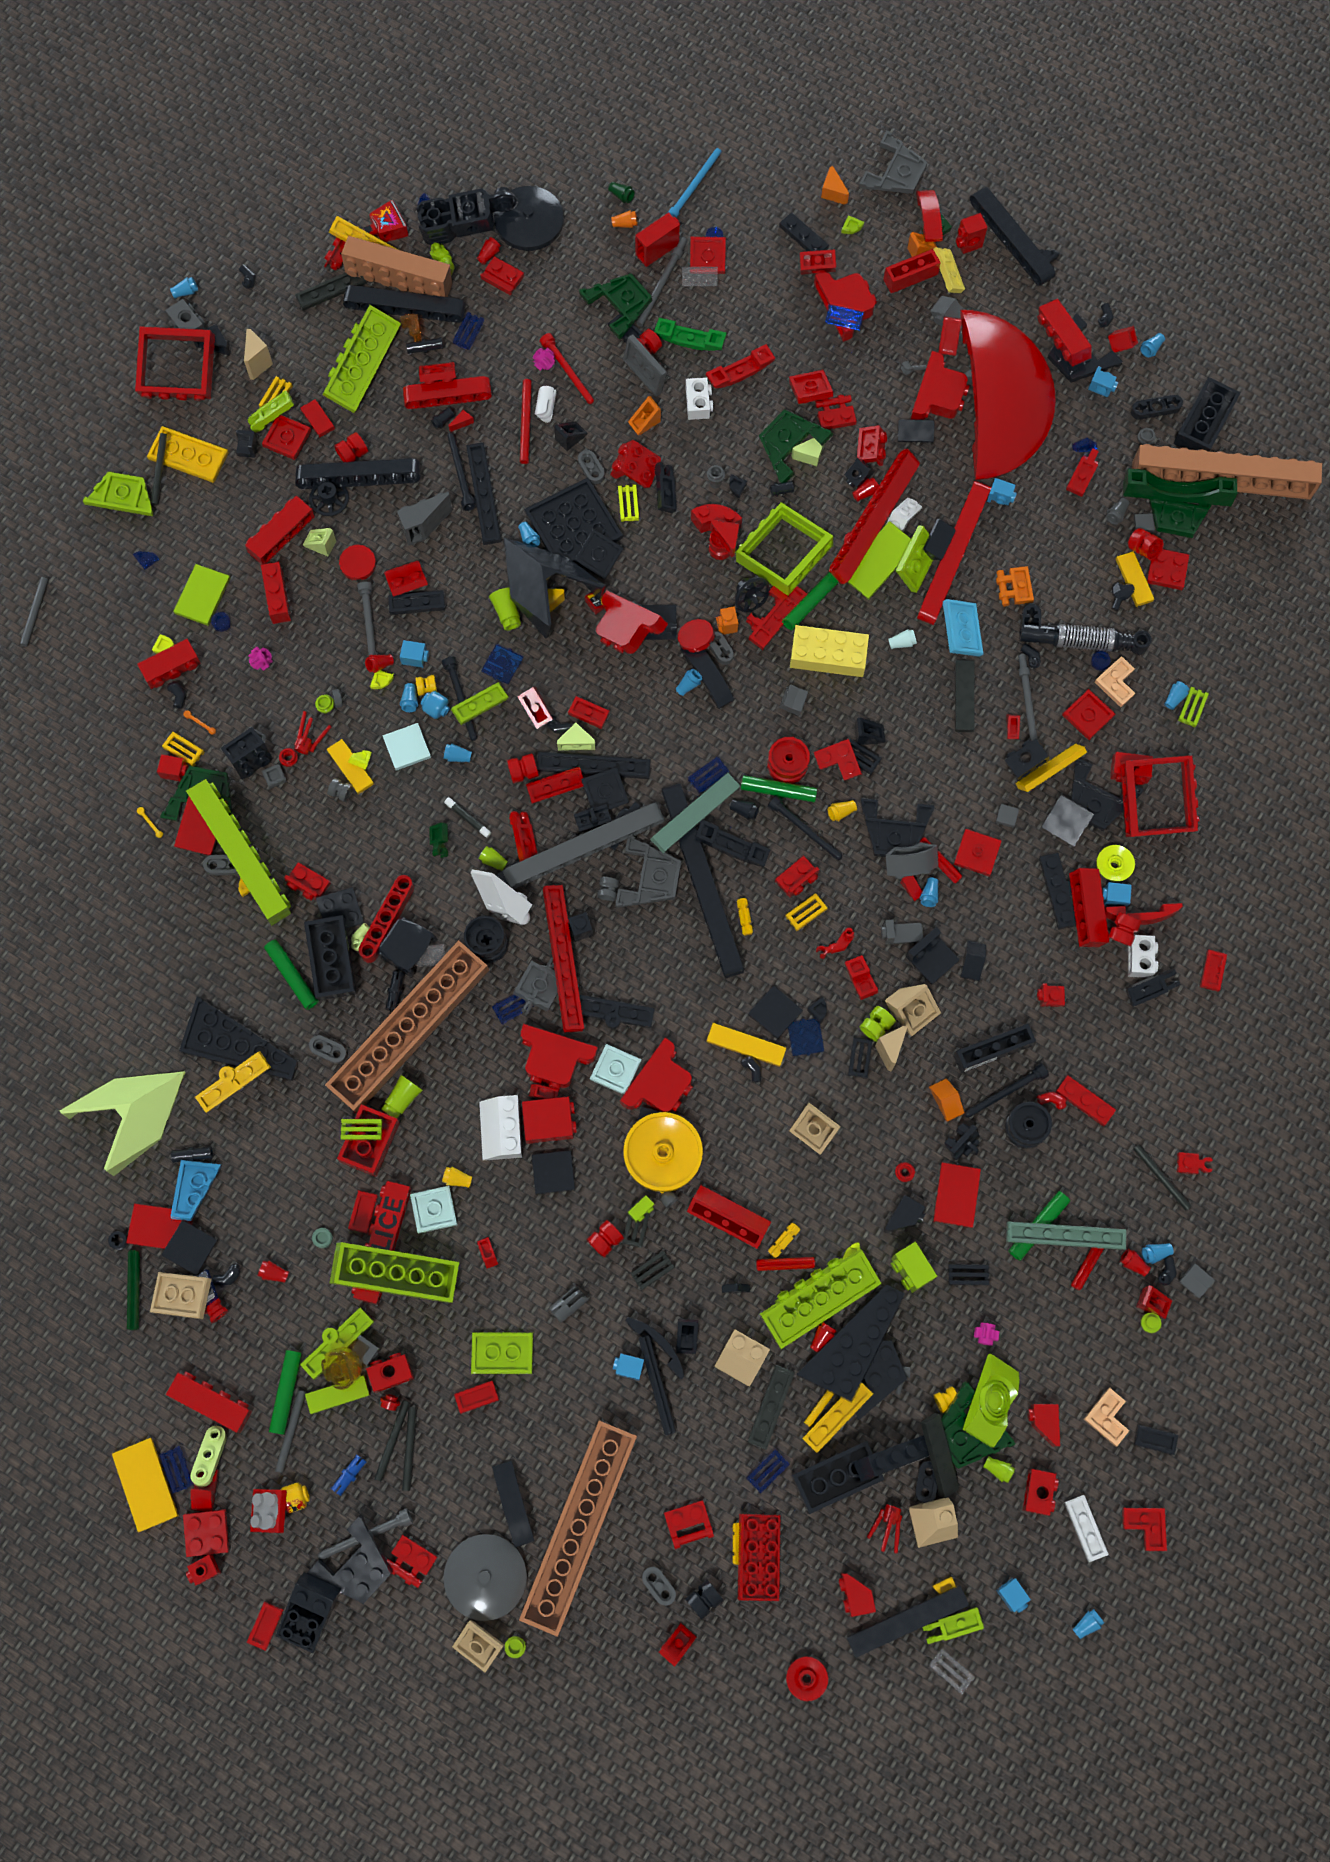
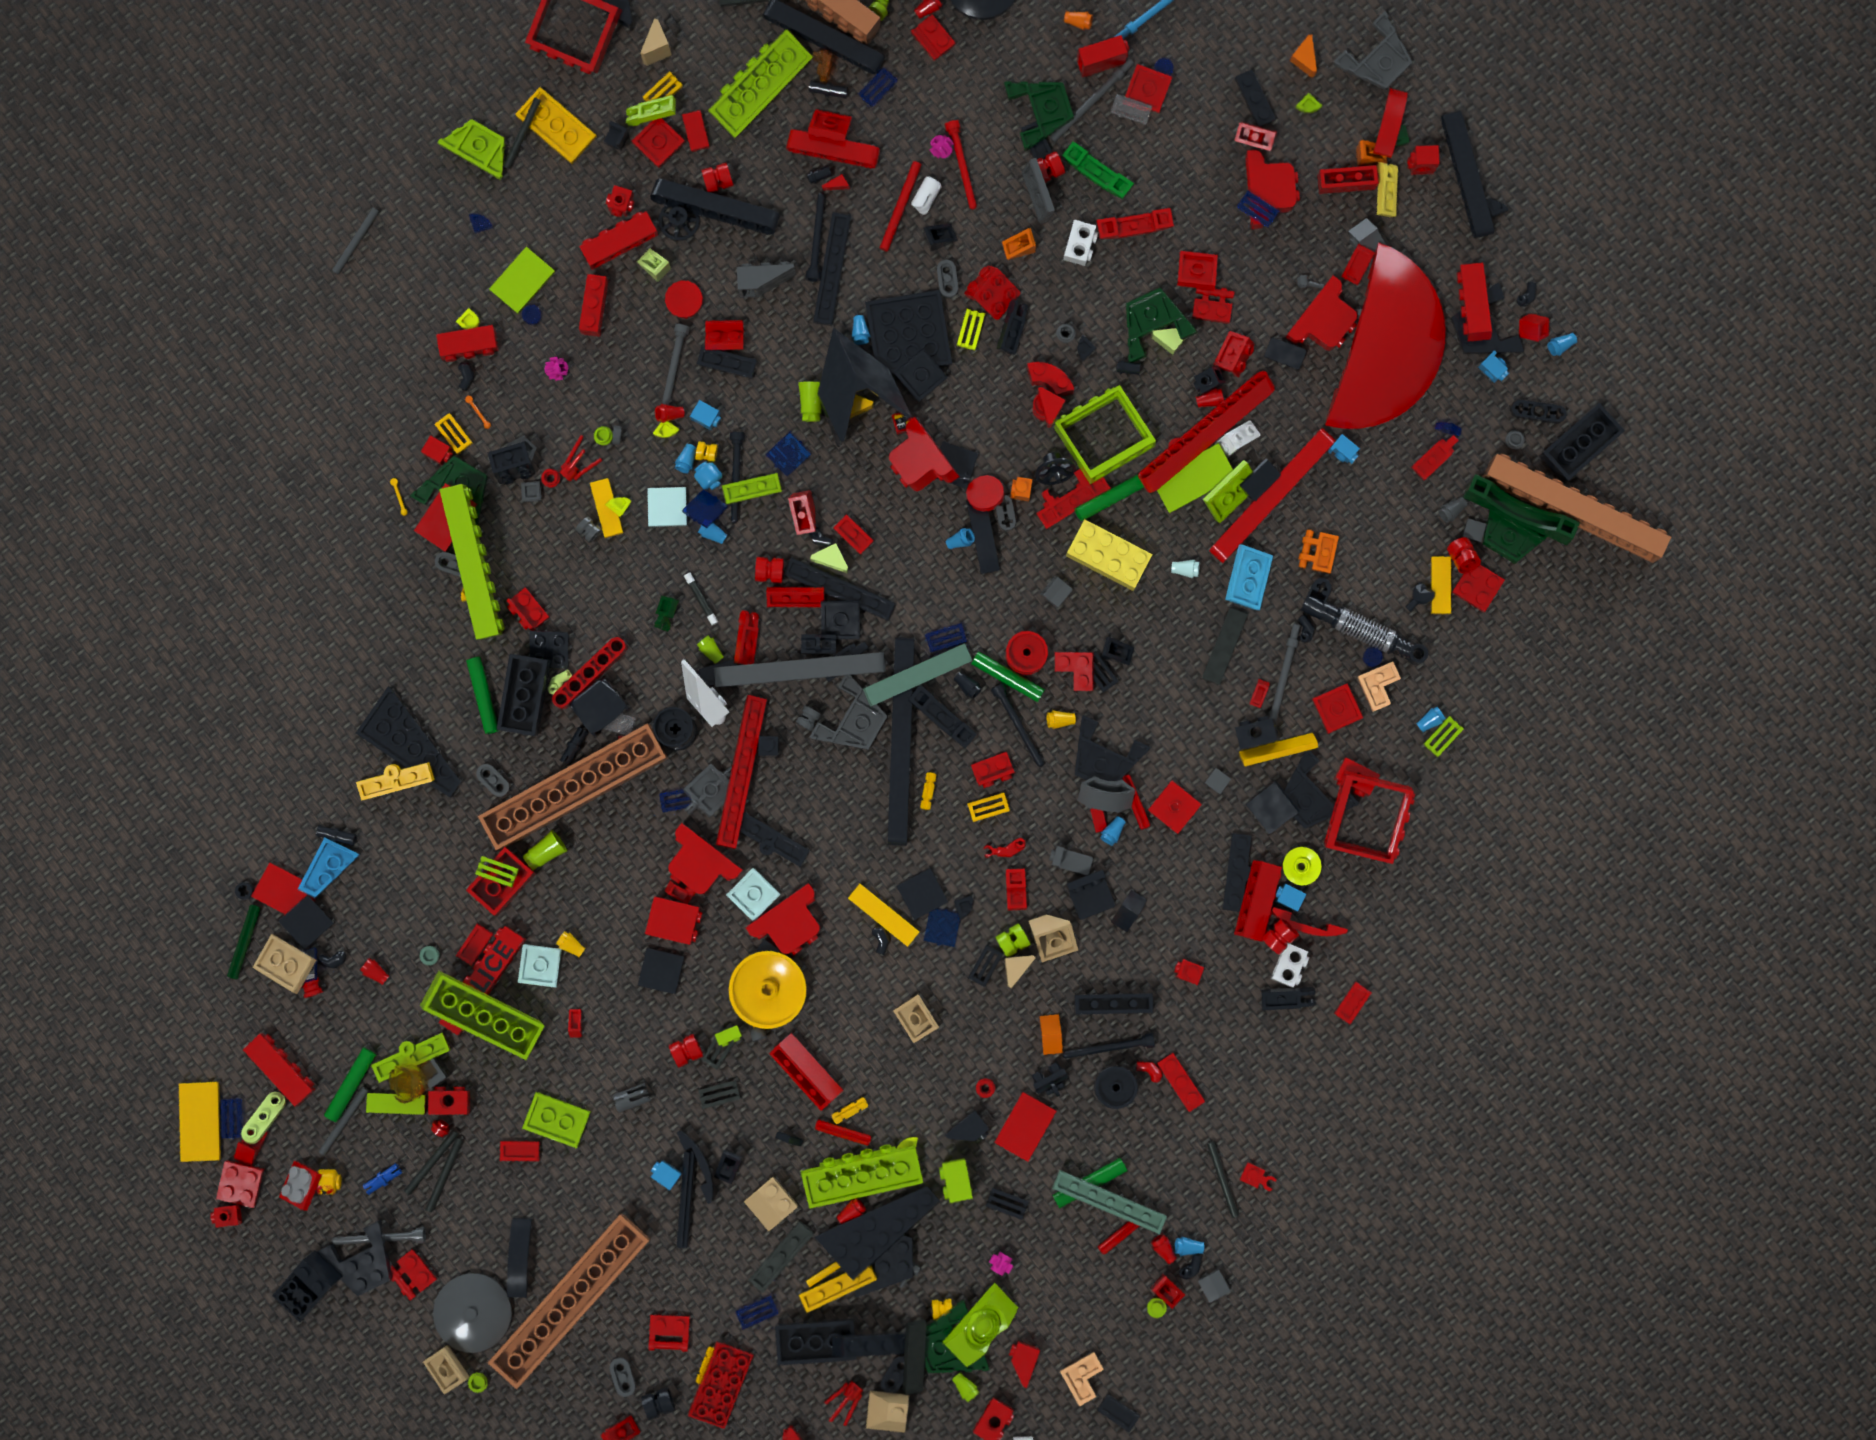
camera: 20 degrees right, 10 degrees up
(144, 1109) = (305, 773): yellowish green windscreen -> none
(265, 1626) = (265, 1284): red tile -> none
(269, 496) = (620, 201): none -> red brick
(442, 735) = (704, 508): none -> clear blue piece
(500, 1128) = (627, 912): white slope -> none

